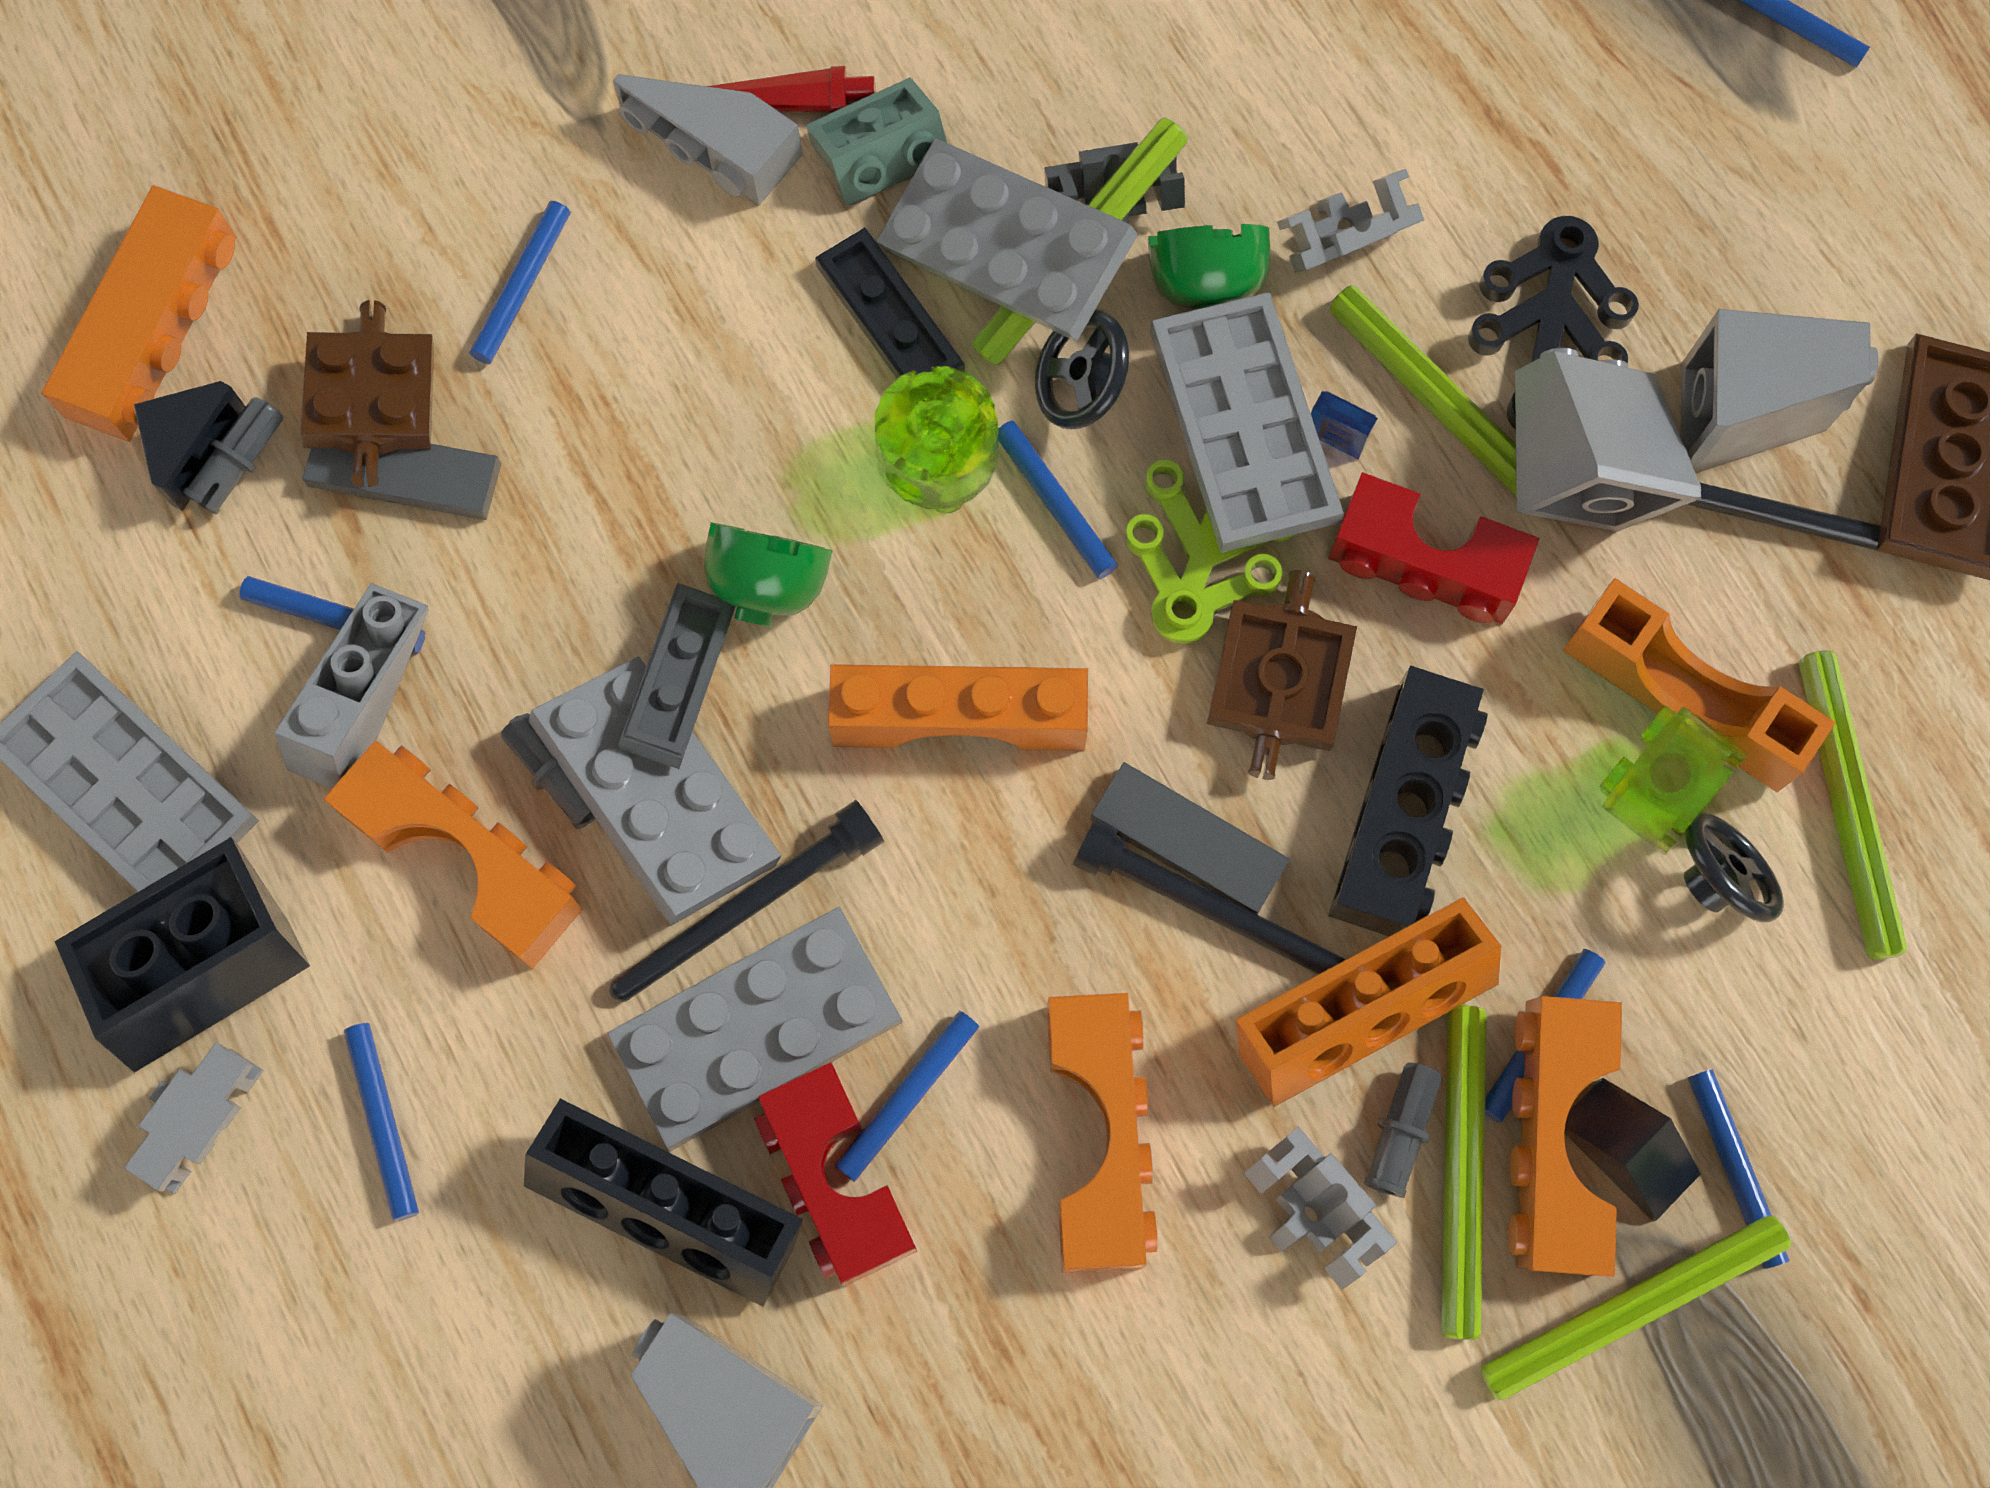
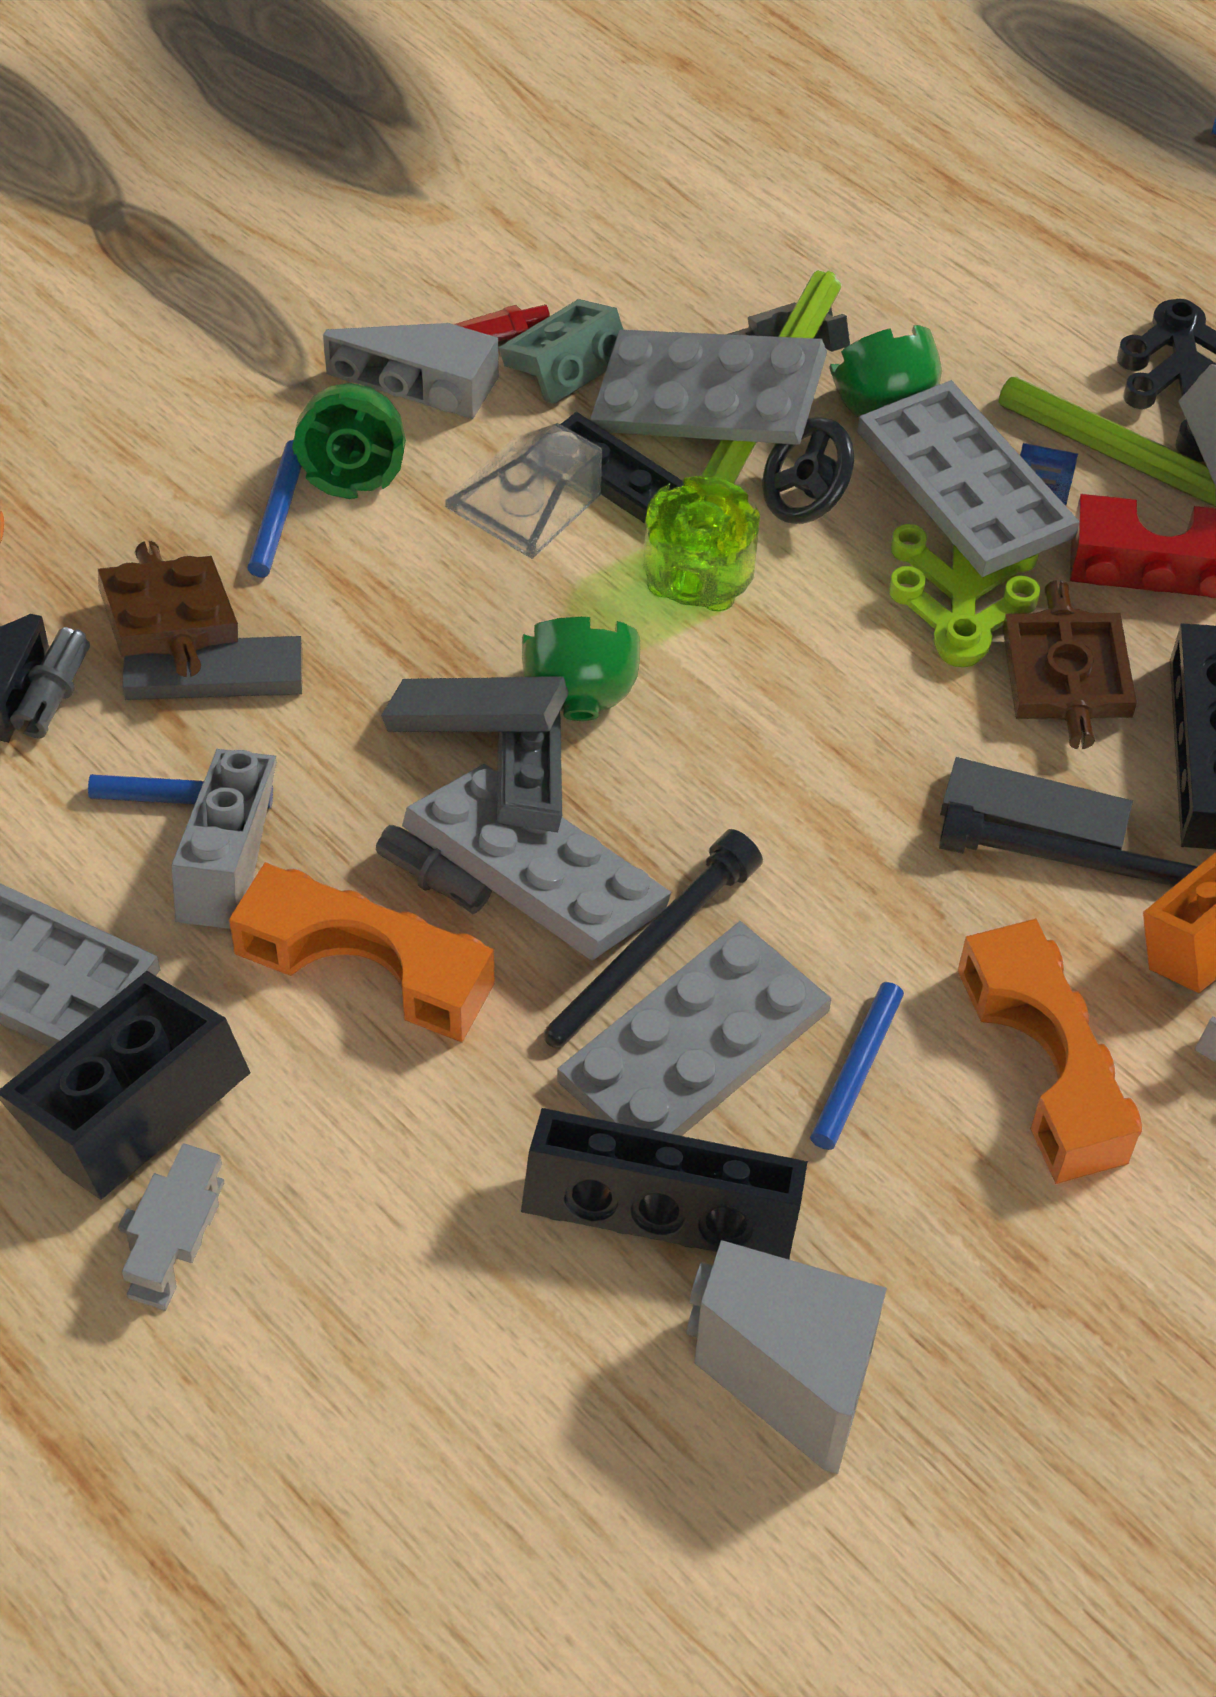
camera: 15 degrees left, 20 degrees down
(381, 1122) = (358, 1197): blue bar -> none
(607, 221) = (349, 440): none -> green cylinder
(643, 592) = (475, 704): none -> dark grey tile
(785, 319) = (532, 488): none -> clear slope
(806, 1123) = (850, 1178): red arch -> none
(907, 702) = (729, 747): orange arch -> none
(1056, 500) = (822, 582): blue bar -> none
(1322, 239) = (974, 352): light grey piece -> none

